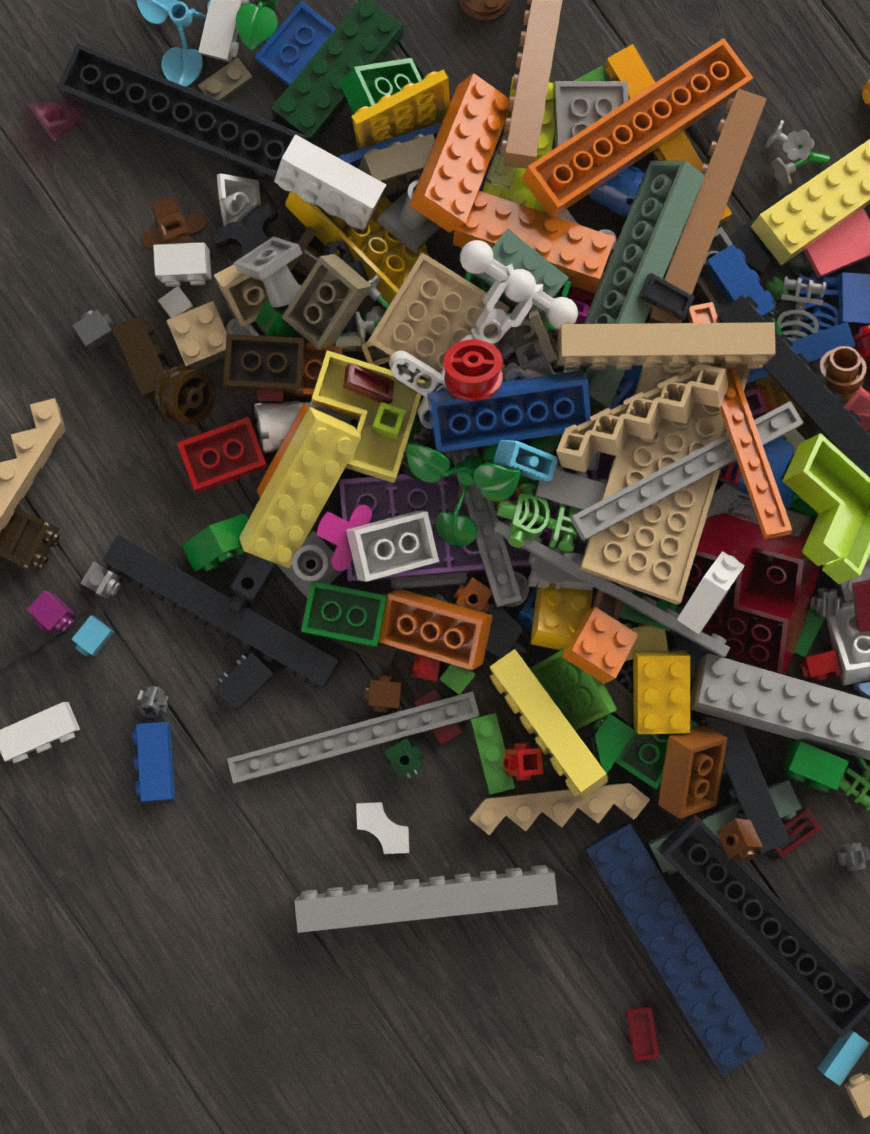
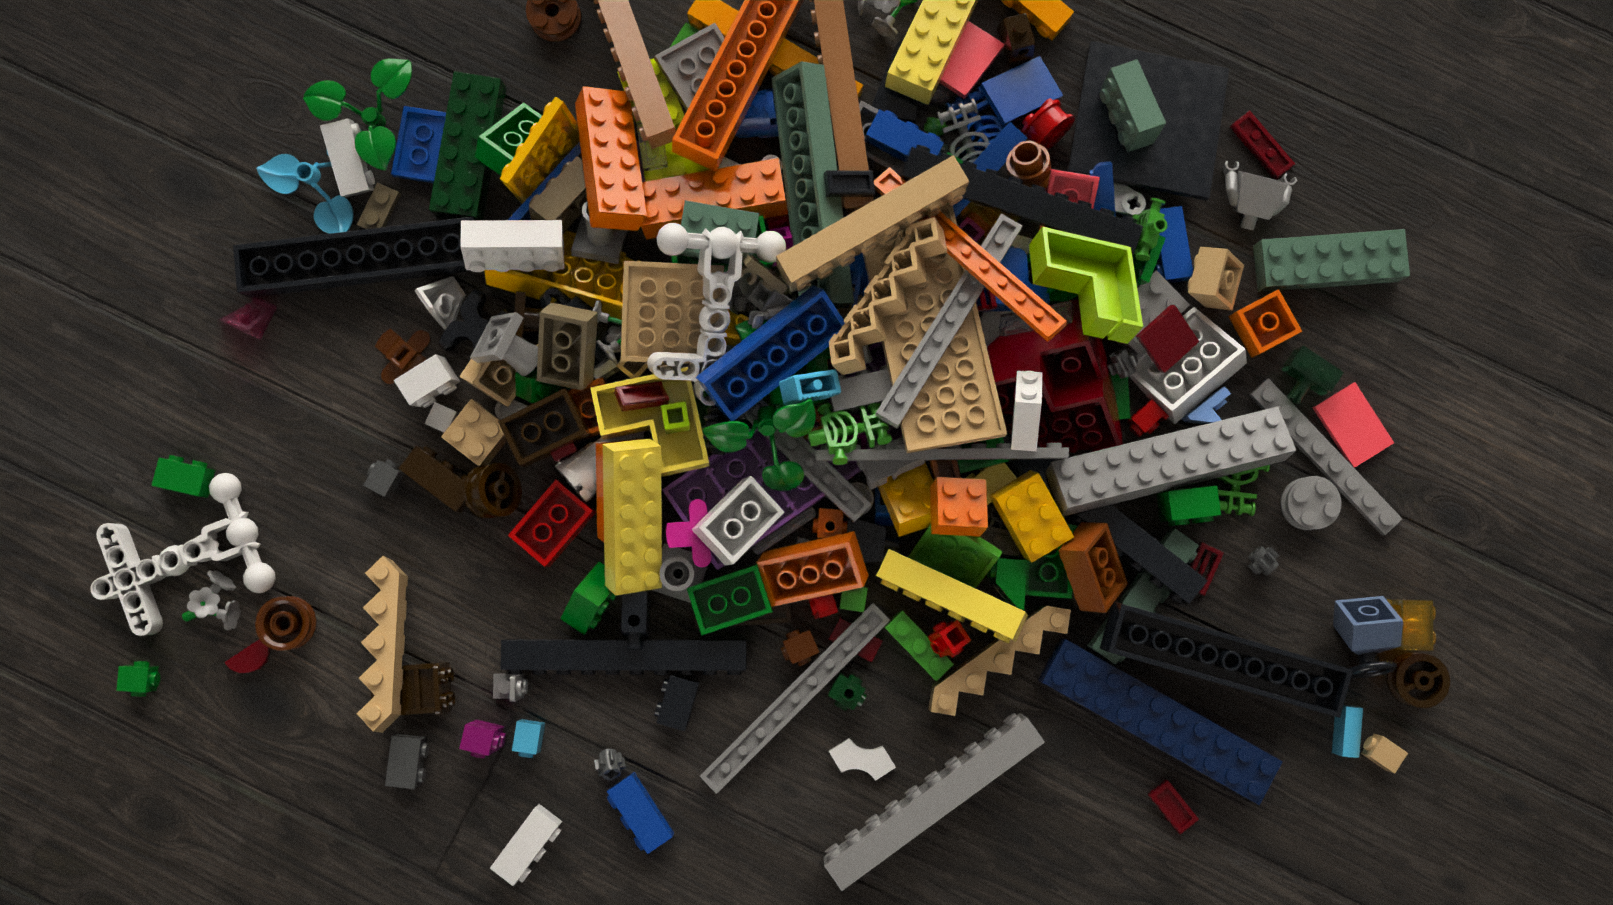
camera: 25 degrees left, 0 degrees up
(473, 370) = (723, 336): red wheel -> none
(739, 840) = (1165, 603): reddish brown brick -> none

